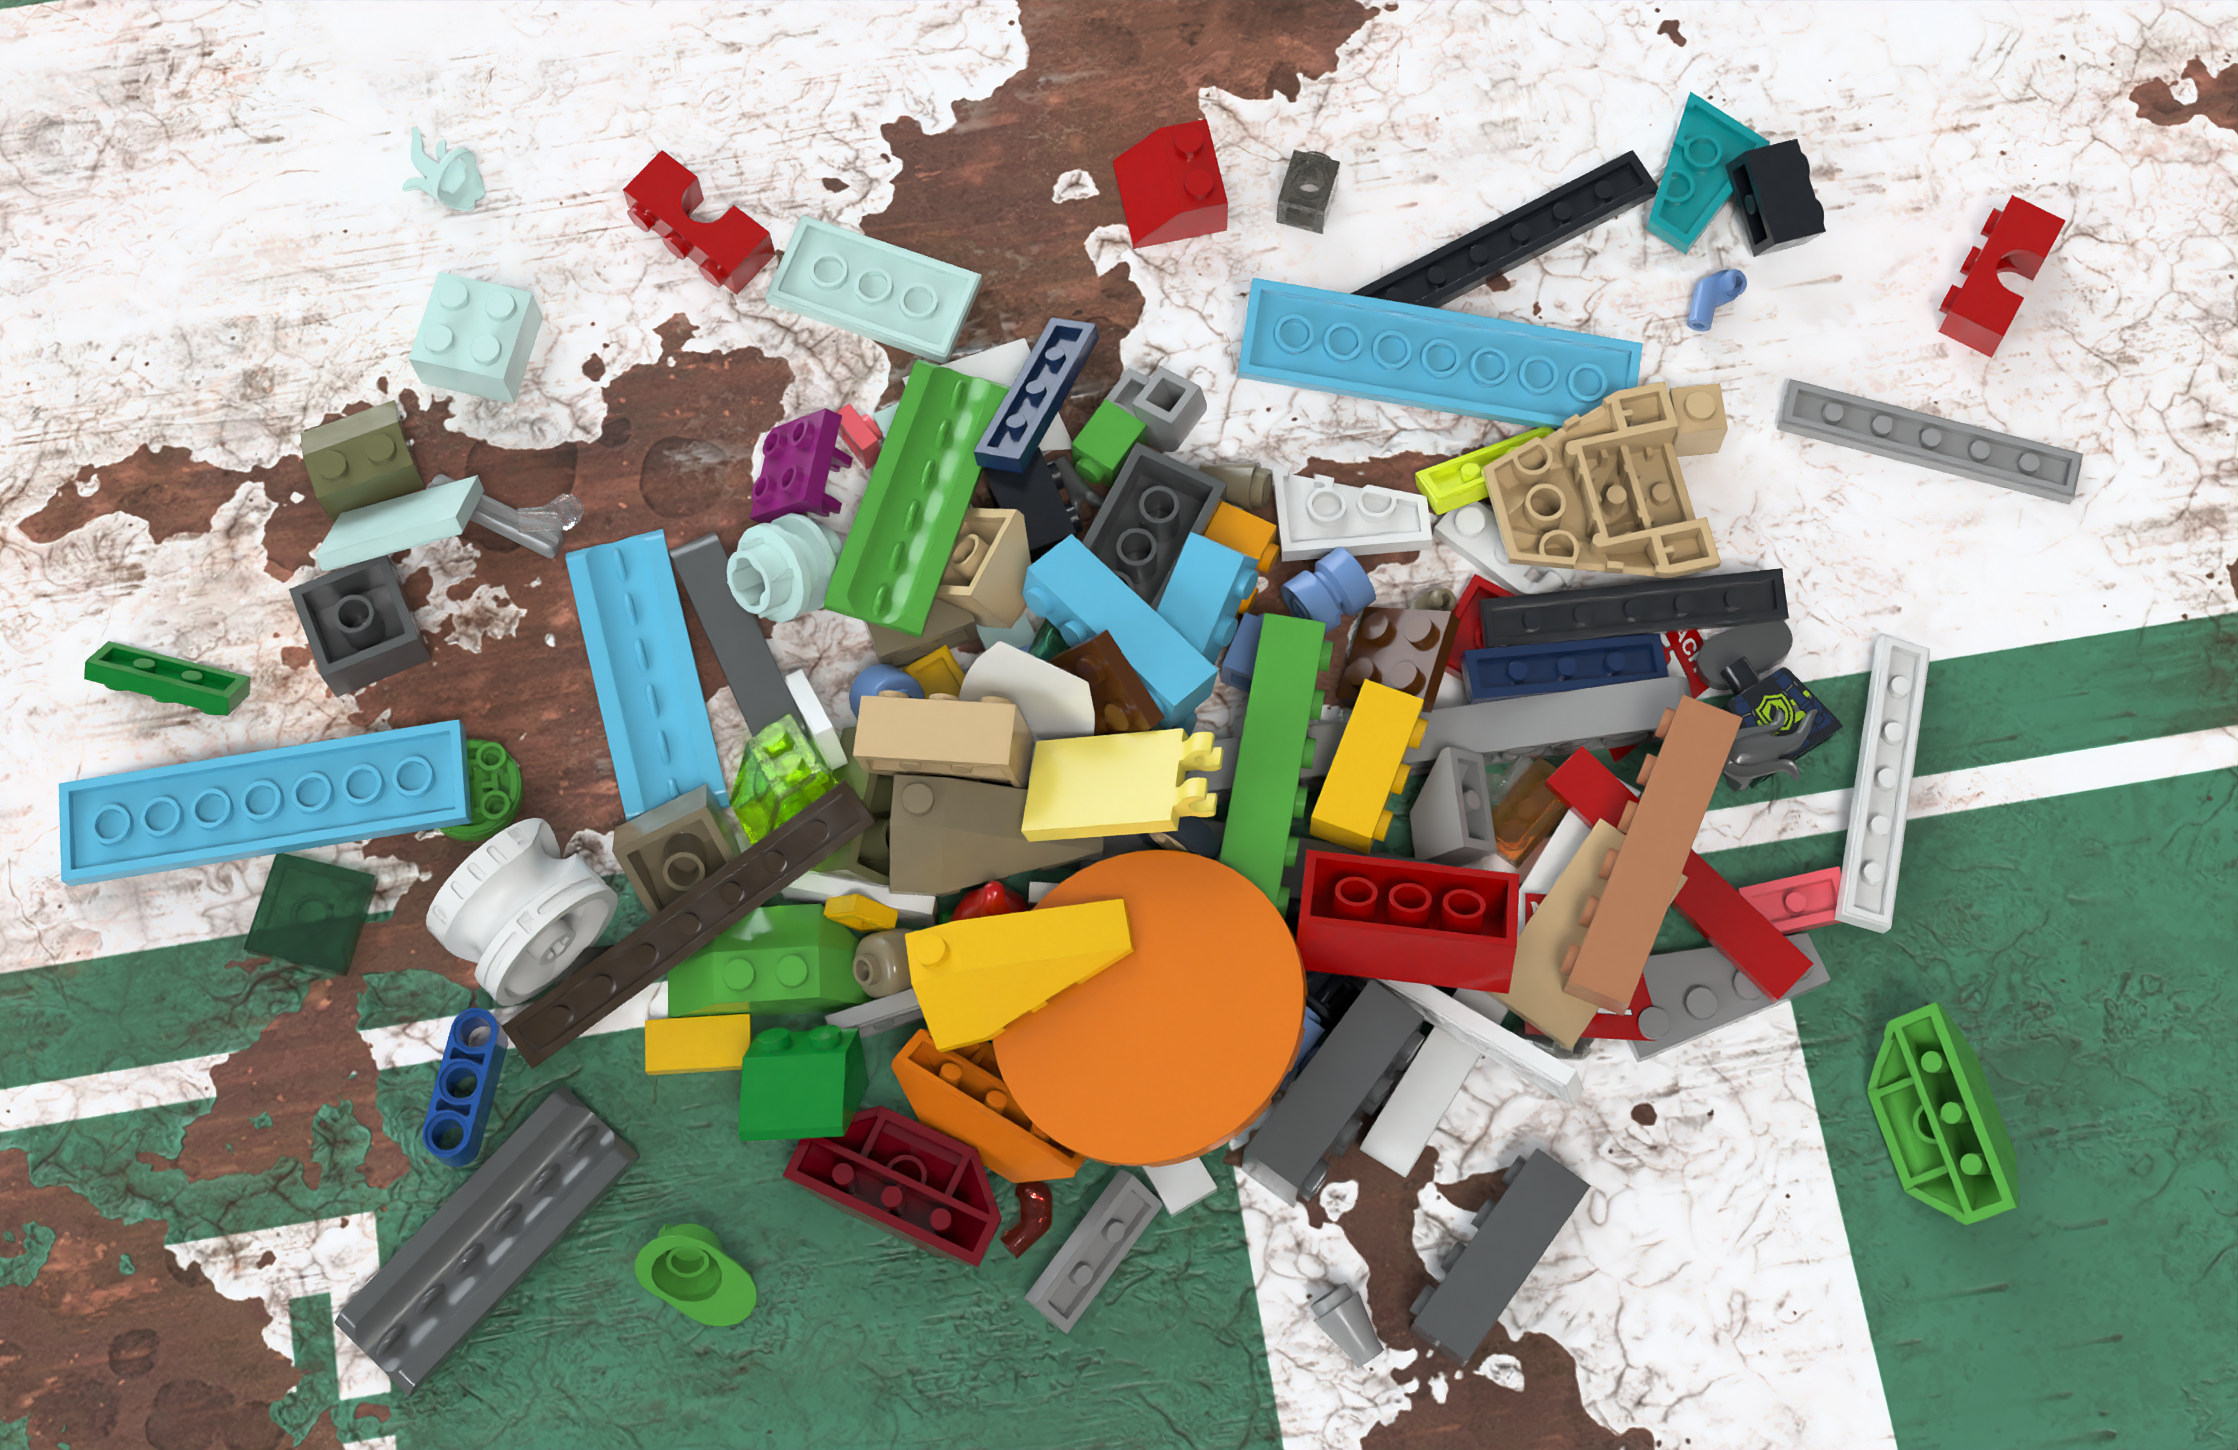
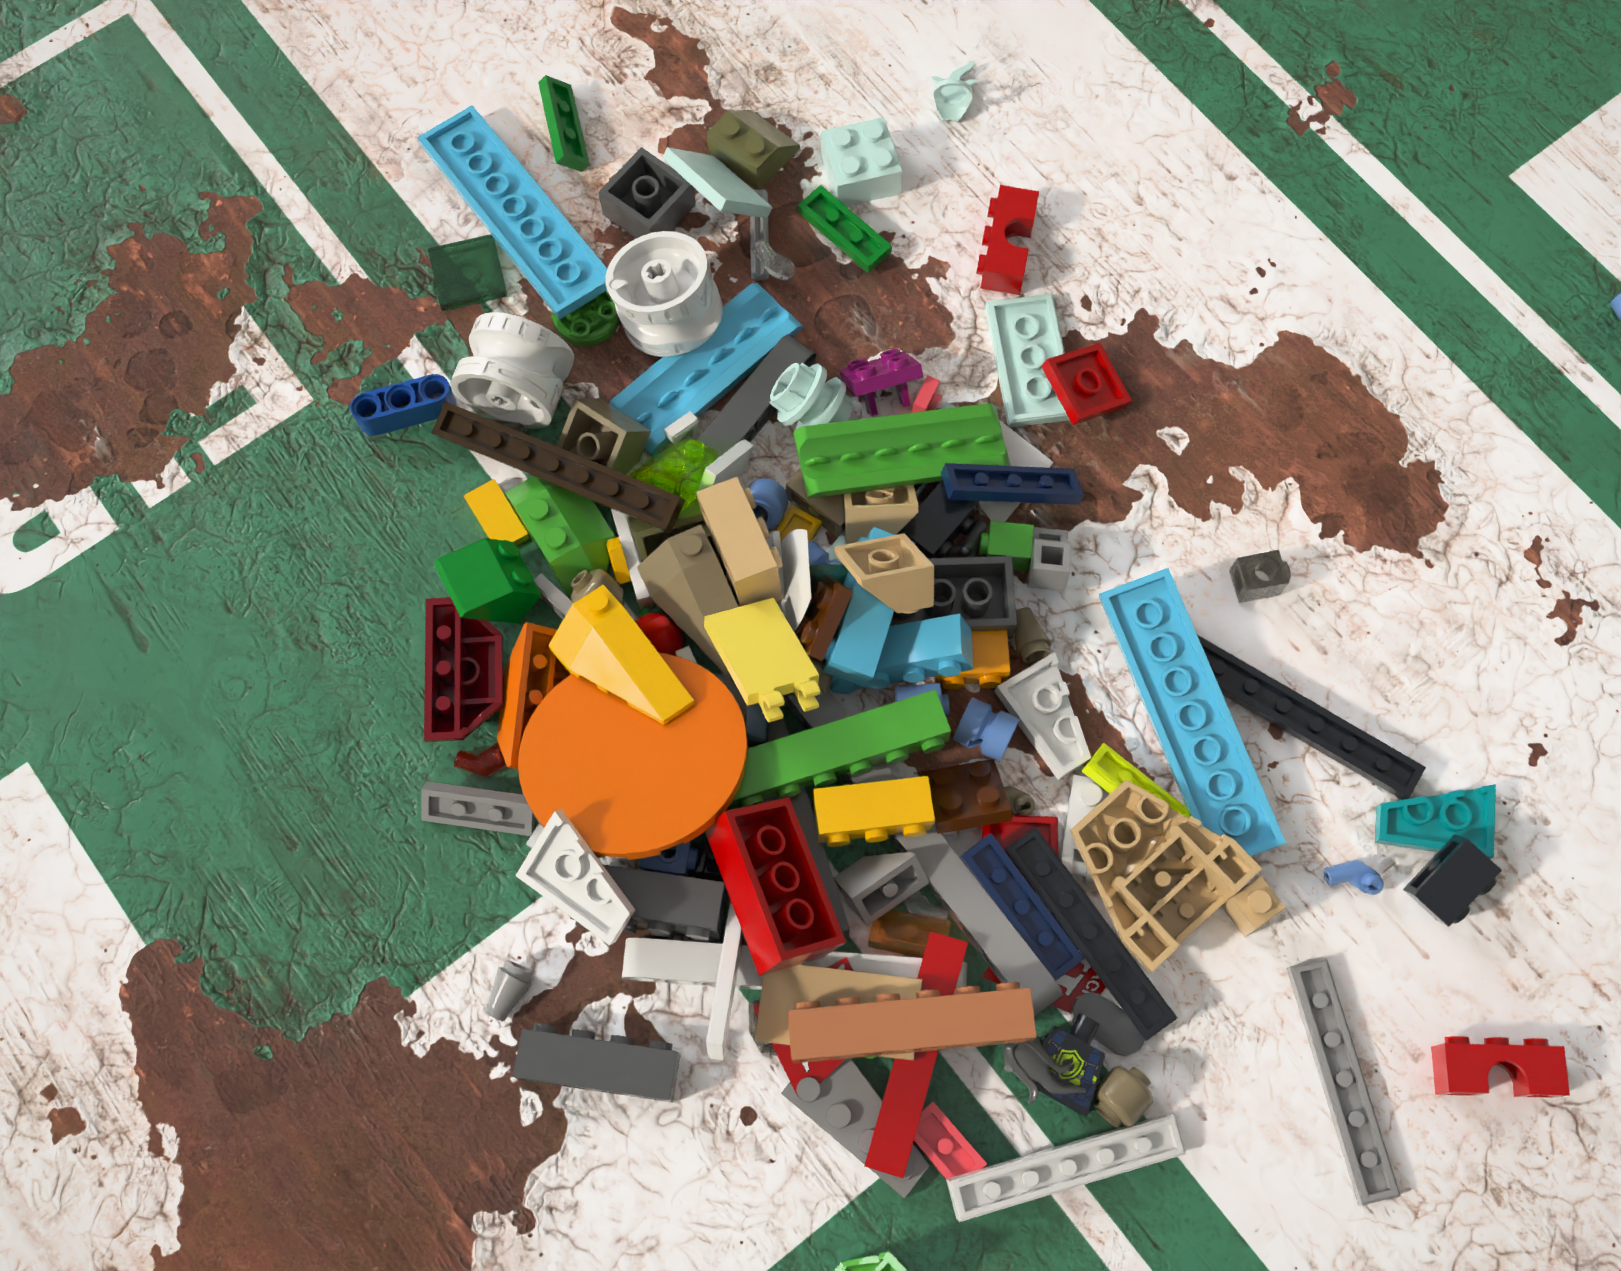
camera: 60 degrees right, 0 degrees up
(485, 1240) = (324, 465): dark grey plate -> none
(526, 666) = (664, 293): none -> white piece
(555, 408) = (844, 229): none -> green plate
(696, 1276) = (354, 585): bright green piece -> none
(724, 744) = (682, 428): none -> white tile
(952, 240) = (1086, 383): none -> red plate
(1102, 572) = (891, 571): none -> tan slope
(1172, 186) = (1209, 493): red slope -> none
(1283, 1147) = (575, 880): none -> white wing
(1838, 676) = (1123, 1096): none -> dark tan head

